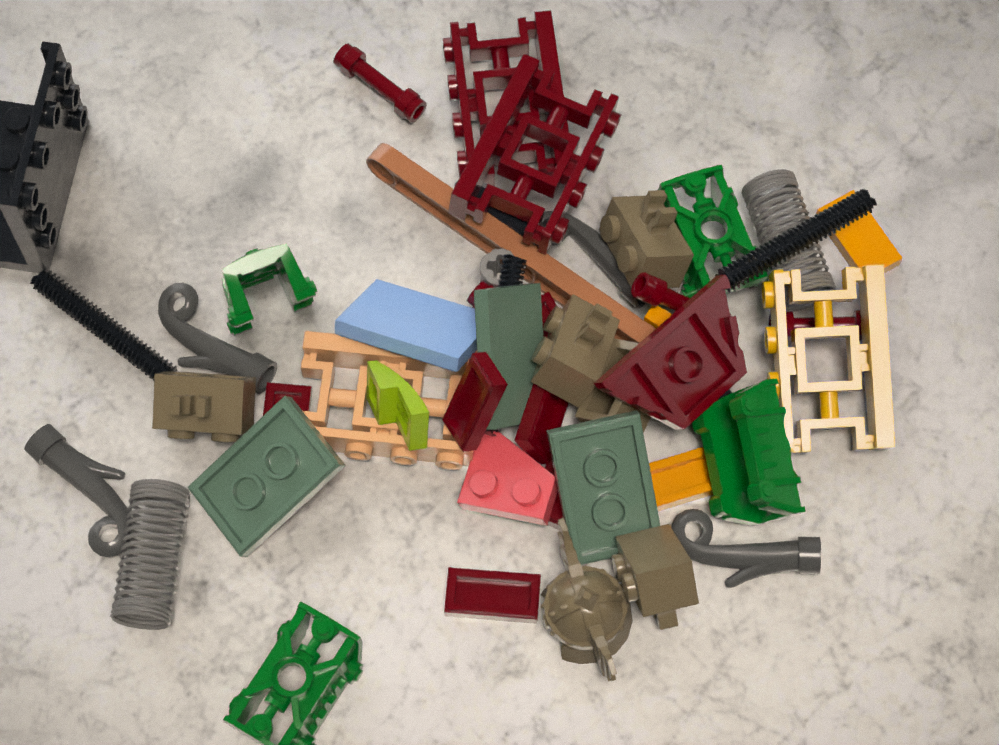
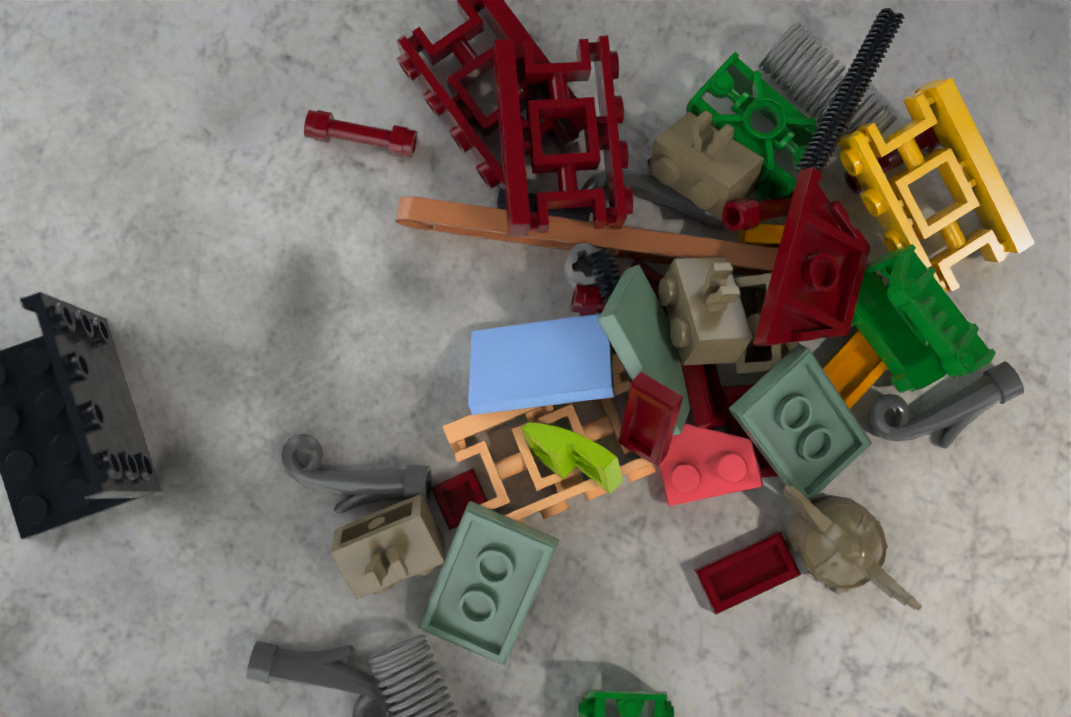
camera: 30 degrees left, 15 degrees up
(100, 324) = (244, 517): black axle -> none
(257, 268) = (365, 398): green piece -> none
(655, 573) = (892, 481): dark tan brick -> none
(864, 242) = (901, 63): light orange tile -> none

